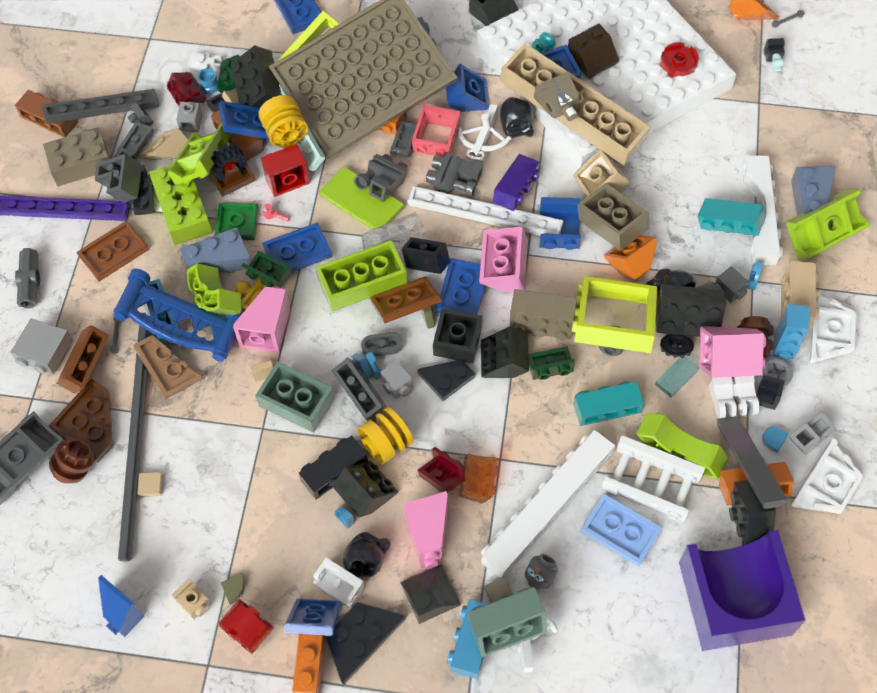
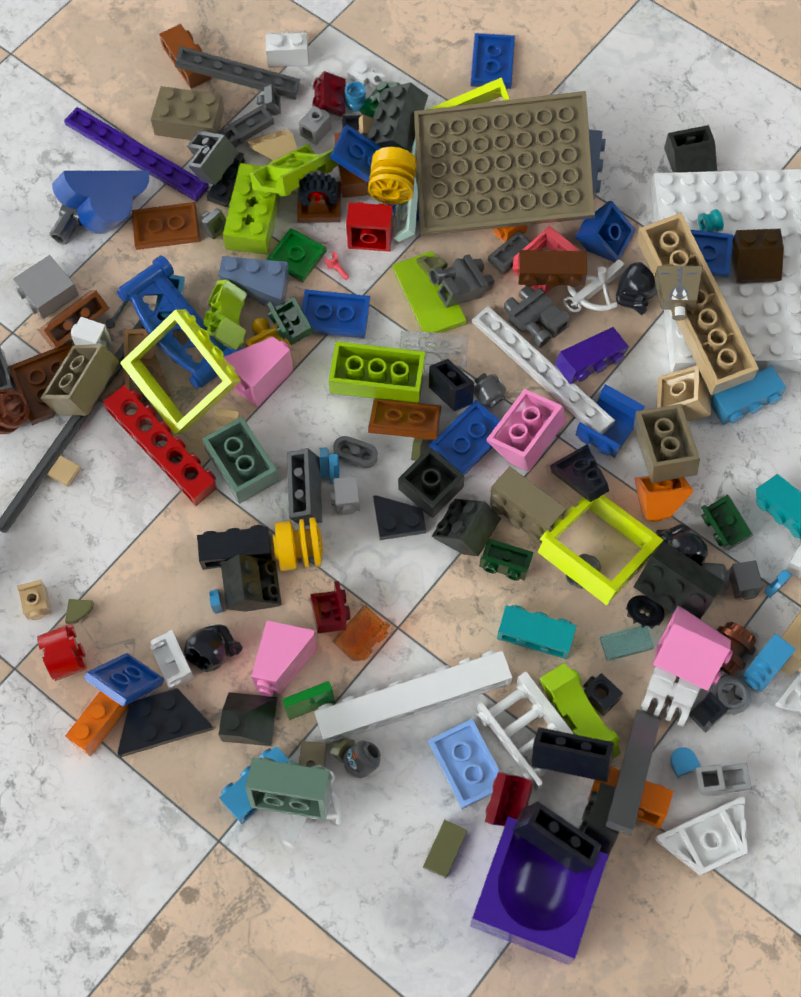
camera: 30 degrees right, 5 degrees up
(47, 251) = (100, 196): none -> blue brick
(110, 367) = (91, 332): none -> white brick
(121, 402) = (80, 380): none -> dark tan brick
(129, 70) = (287, 48): none -> white slope
(153, 228) = (213, 222): none -> dark grey tile
(193, 382) = (154, 392): none -> neon yellow window
(269, 441) = (194, 489): none -> red brick
(348, 176) = (428, 263): none -> olive tile
(448, 132) = (552, 268): none -> reddish brown brick
(456, 245) = (489, 390): none -> dark grey head
(472, 549) = (308, 700): none -> green tile
(519, 573) = (339, 749): none -> olive tile
(566, 270) = (581, 473): none -> black wing
(646, 603) = (445, 849): none -> olive tile
(647, 156) = (748, 397): none -> dark azure brick
(672, 536) = (508, 798): none -> dark red bracket
(691, 251) = (727, 522): none -> dark green bracket
(692, 416) = (602, 704): none -> black brick
(699, 474) = (572, 754): none -> black brick
(733, 538) = (557, 837): none -> black brick

